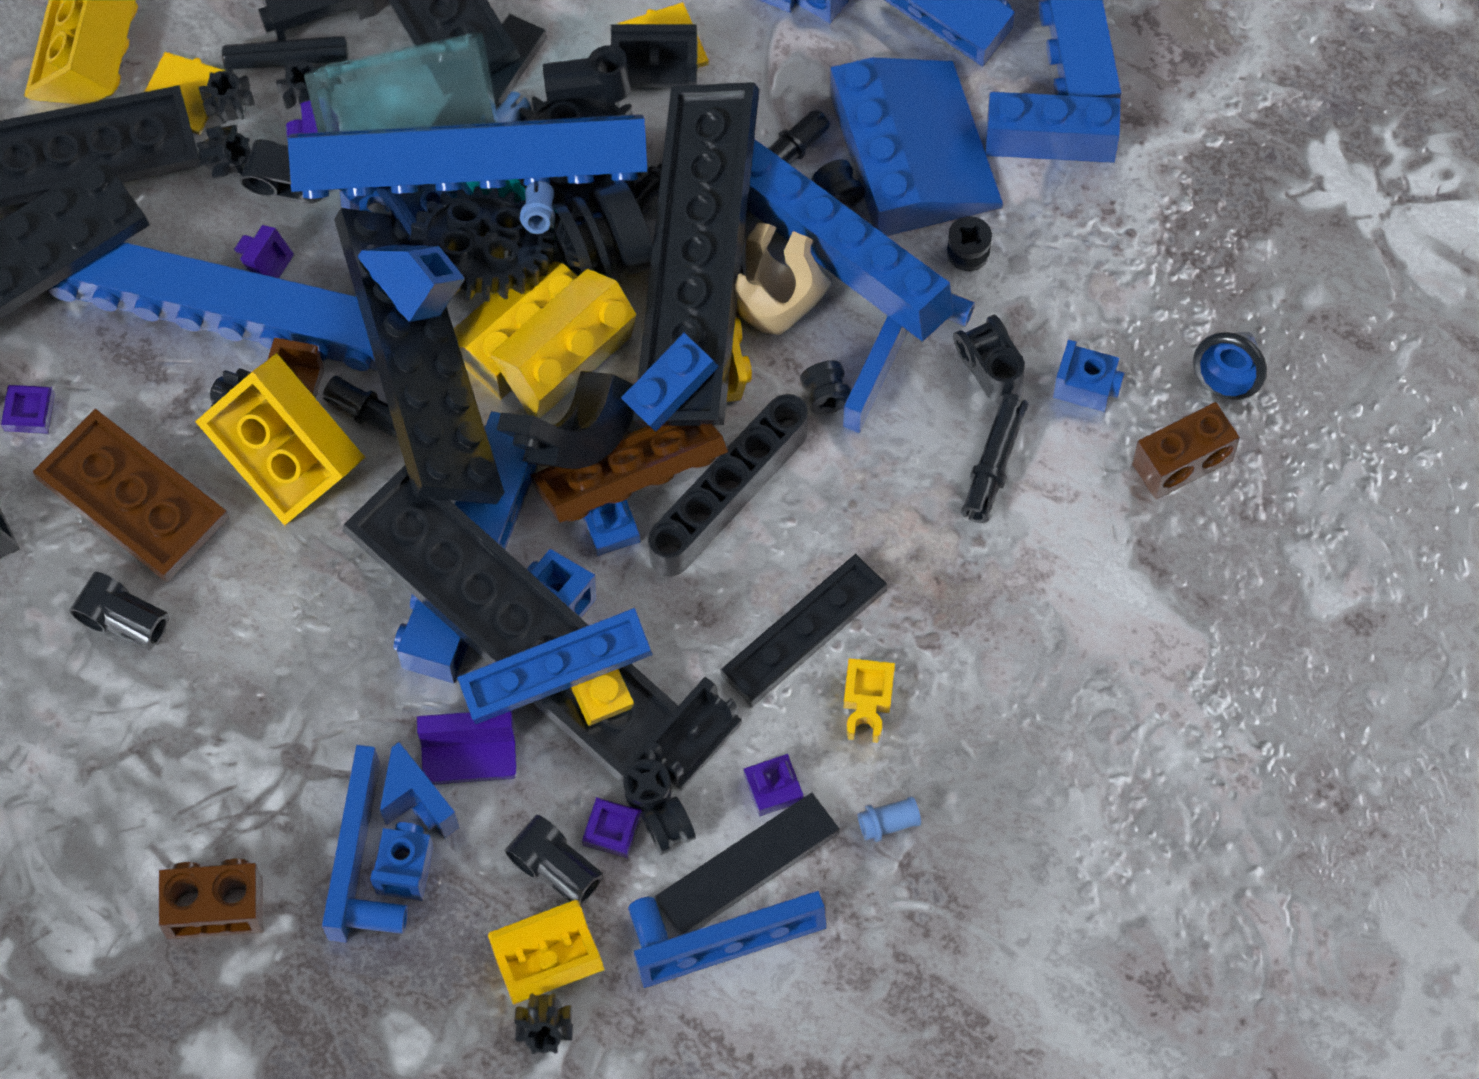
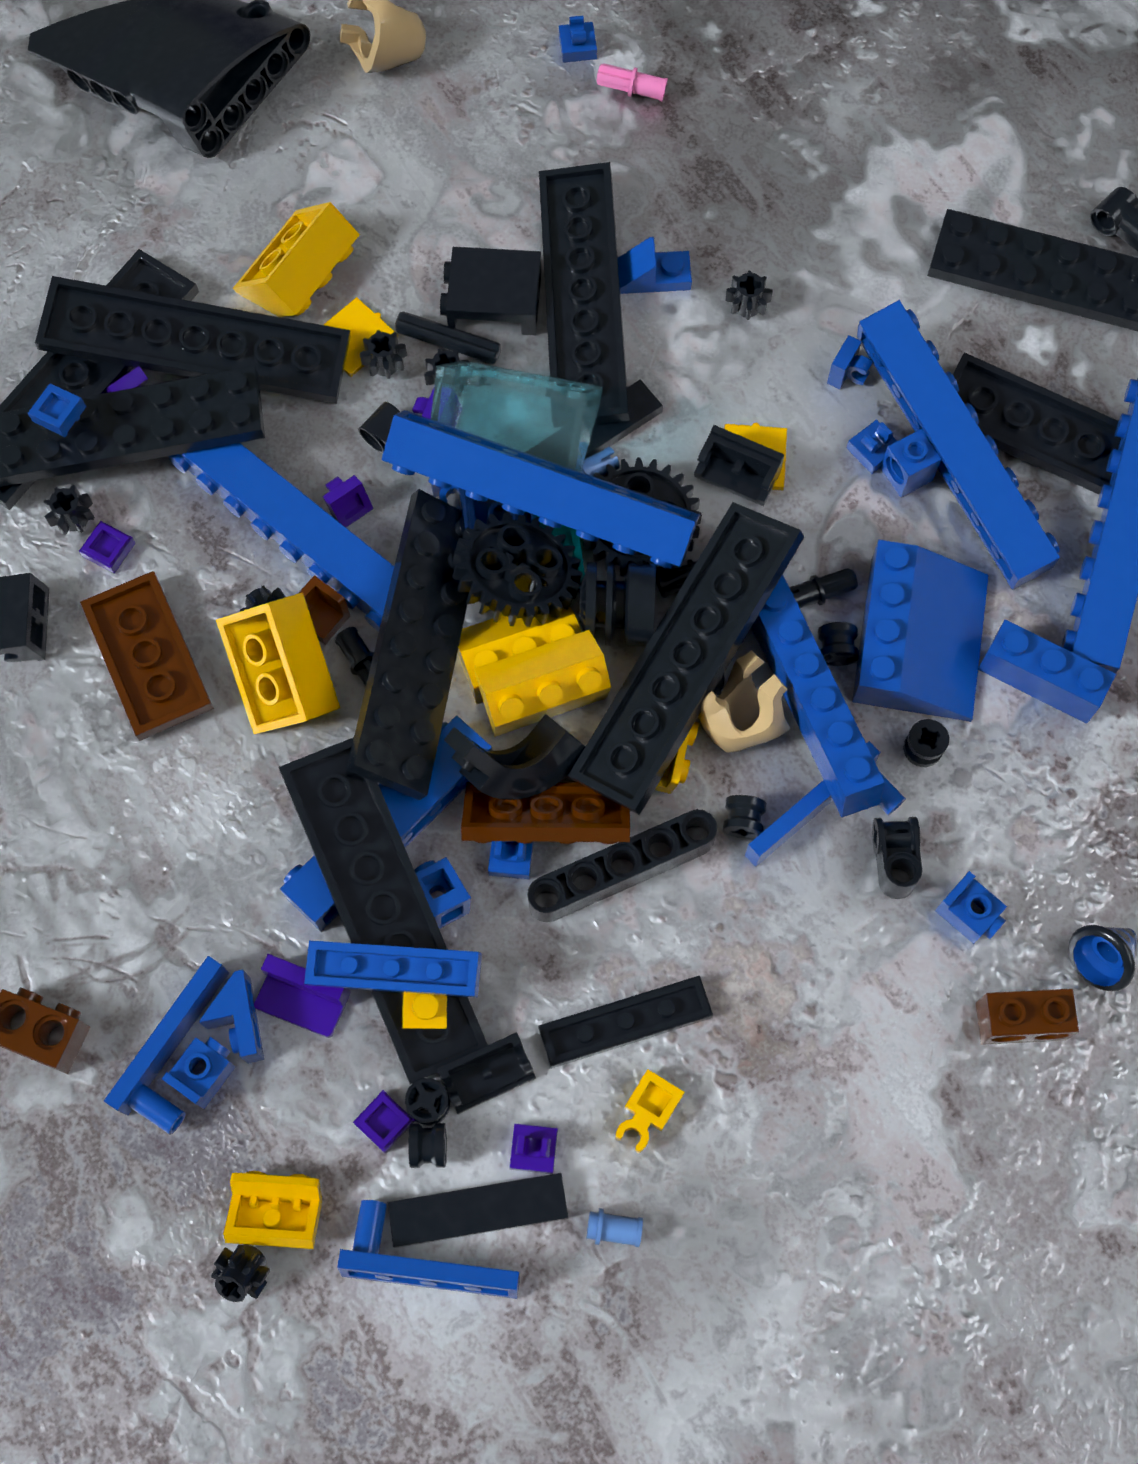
camera: 25 degrees right, 5 degrees up
(109, 606) = (85, 745): black piece -> none
(224, 151) = (351, 407): black gear -> none
(414, 278) = (440, 577): blue slope -> none
(537, 212) = (571, 564): medium blue pin -> none
(544, 853) = (316, 1121): black piece -> none
(600, 75) = (683, 464): black piece -> none
(670, 382) = (610, 758): blue plate -> none
(990, 471) = (848, 955): black pin -> none

